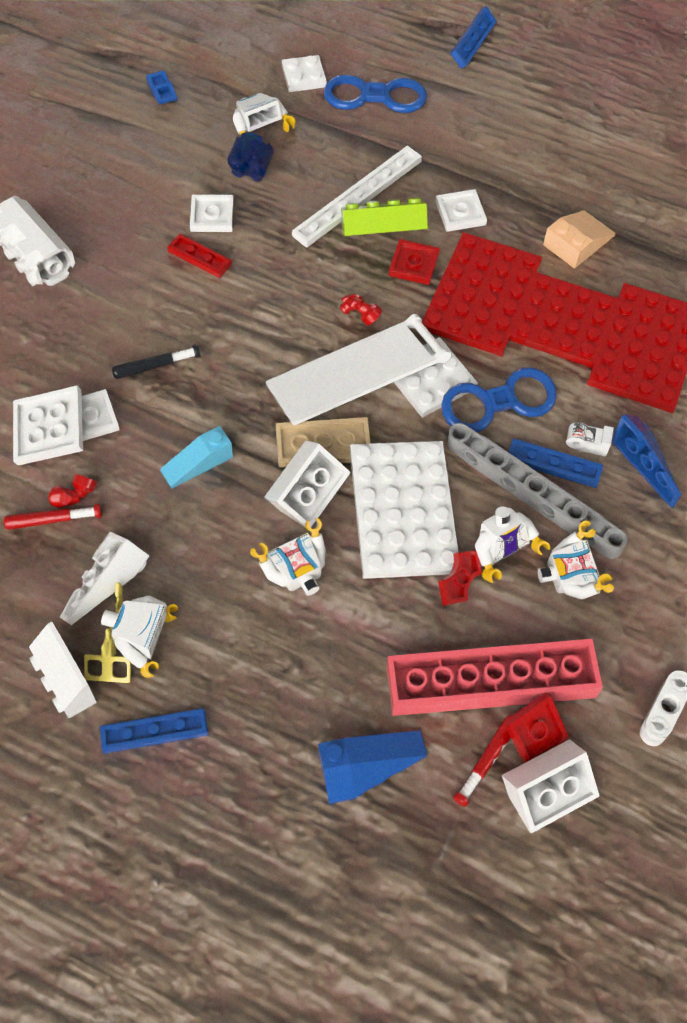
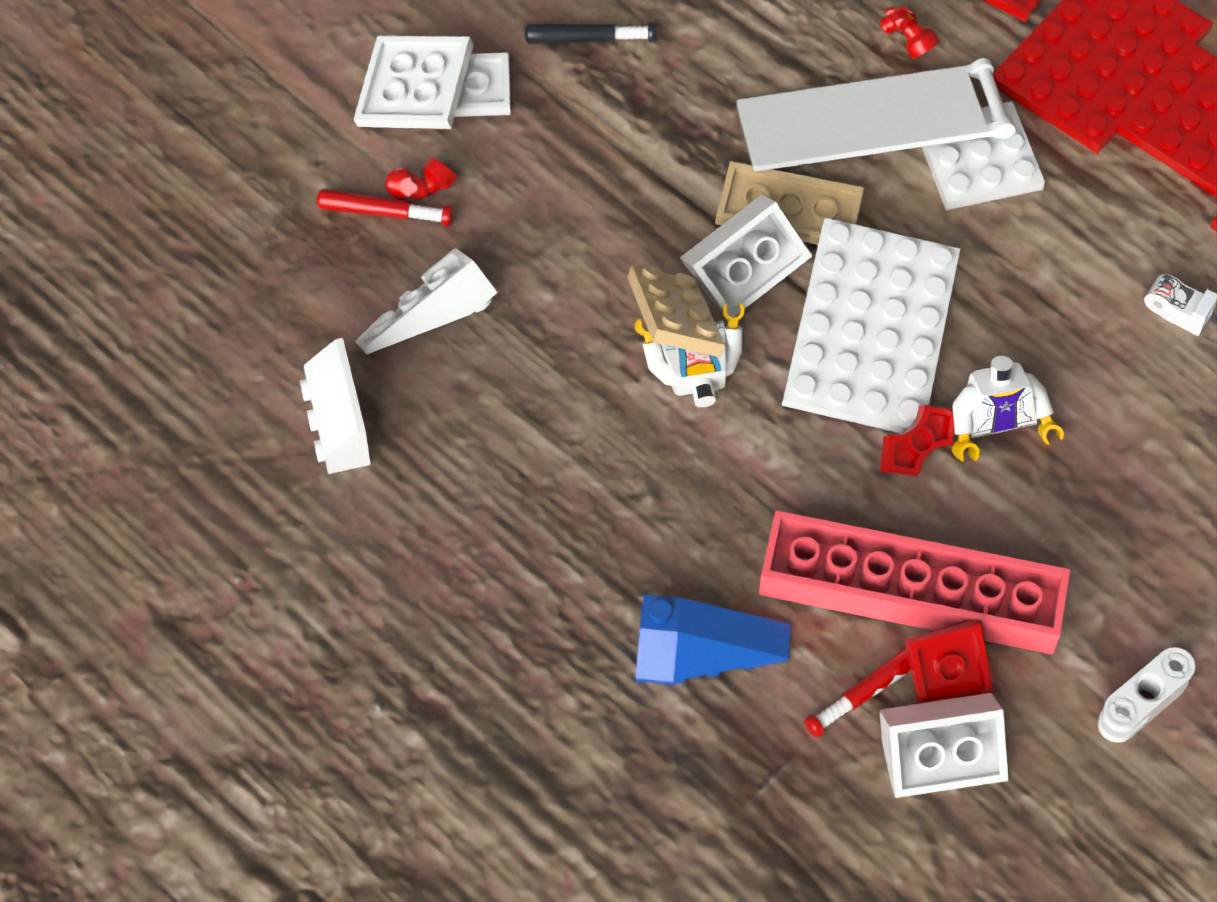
camera: 20 degrees right, 0 degrees up
(108, 651) = (408, 394): light yellow piece -> none
(138, 629) = (453, 382): white torso -> none
(153, 730) = (434, 520): blue tile -> none
(198, 457) = (607, 180): medium azure slope -> none
(275, 536) = (675, 310): none -> tan plate
(500, 398) = (1067, 213): blue bar -> none
(548, 500) = (1088, 371): light grey beam -> none
(557, 463) = (1115, 323): blue plate -> none
(573, 567) = (1087, 471): torso -> none

